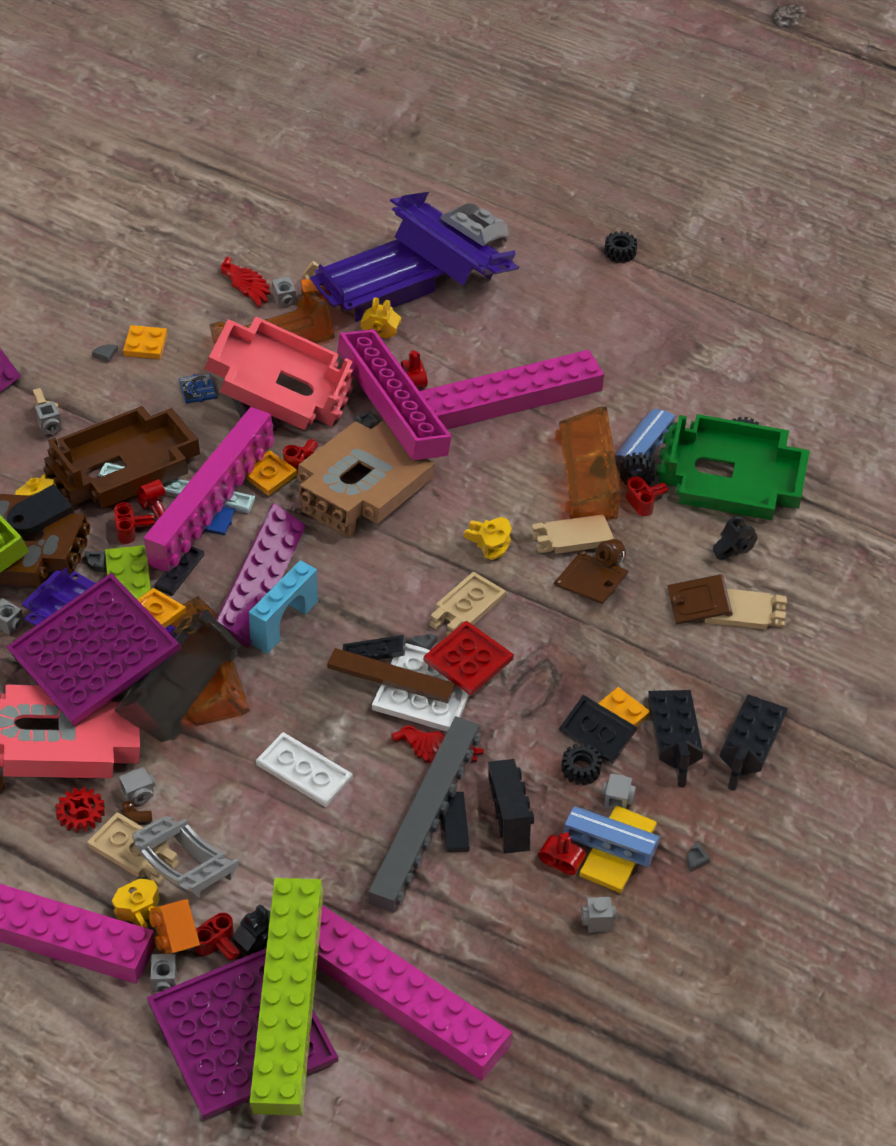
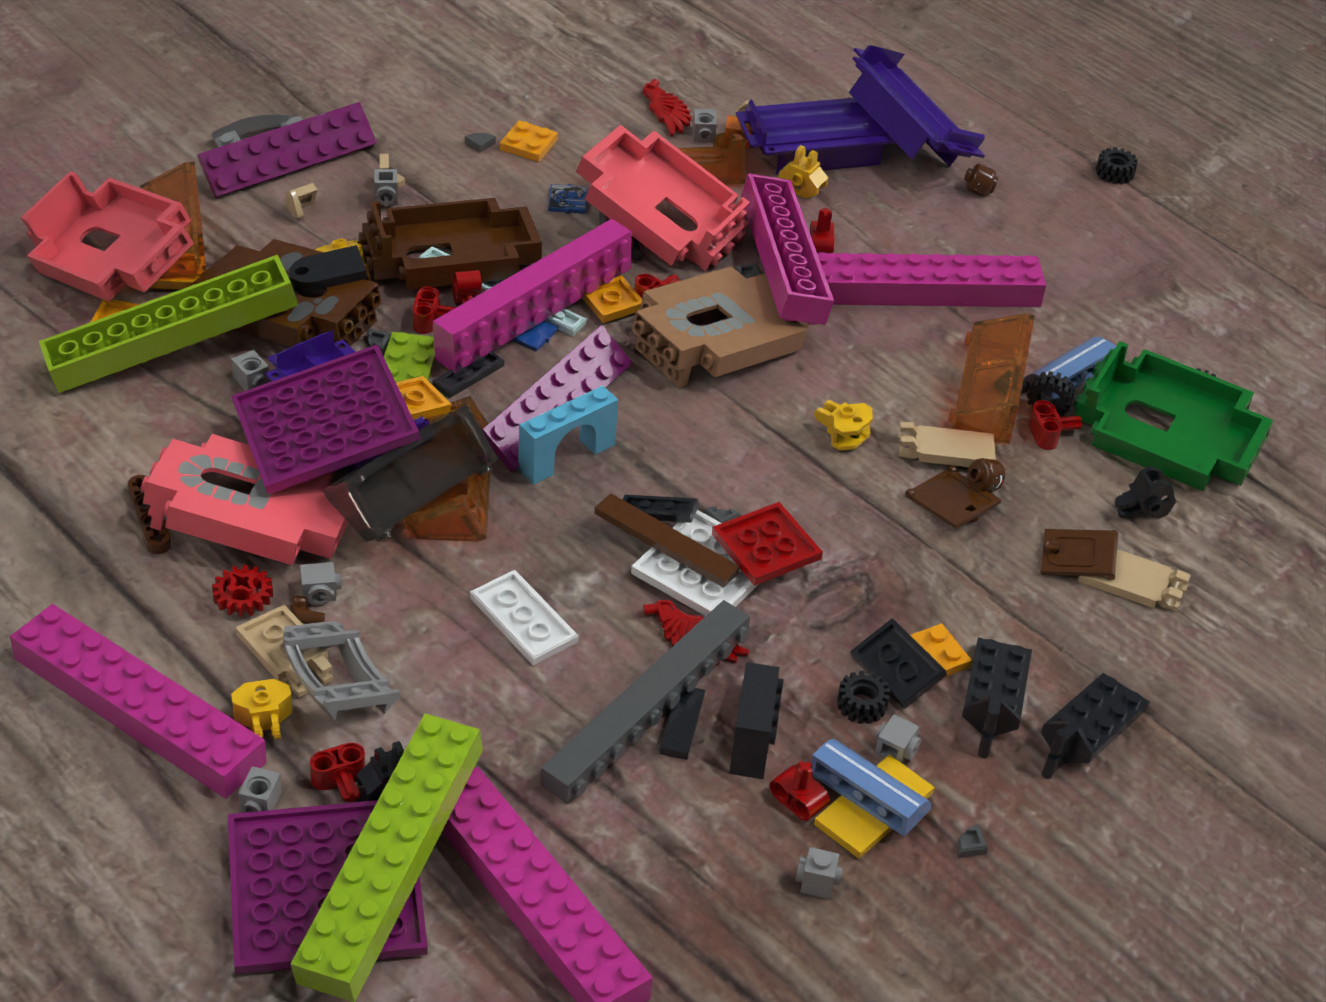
camera: 15 degrees right, 5 degrees down
(174, 927) = (289, 740): orange brick -> none
(467, 601) = (791, 485): tan tile -> none
(483, 227) = (951, 101): light grey wedge -> none
(520, 287) = (981, 179): none -> reddish brown head

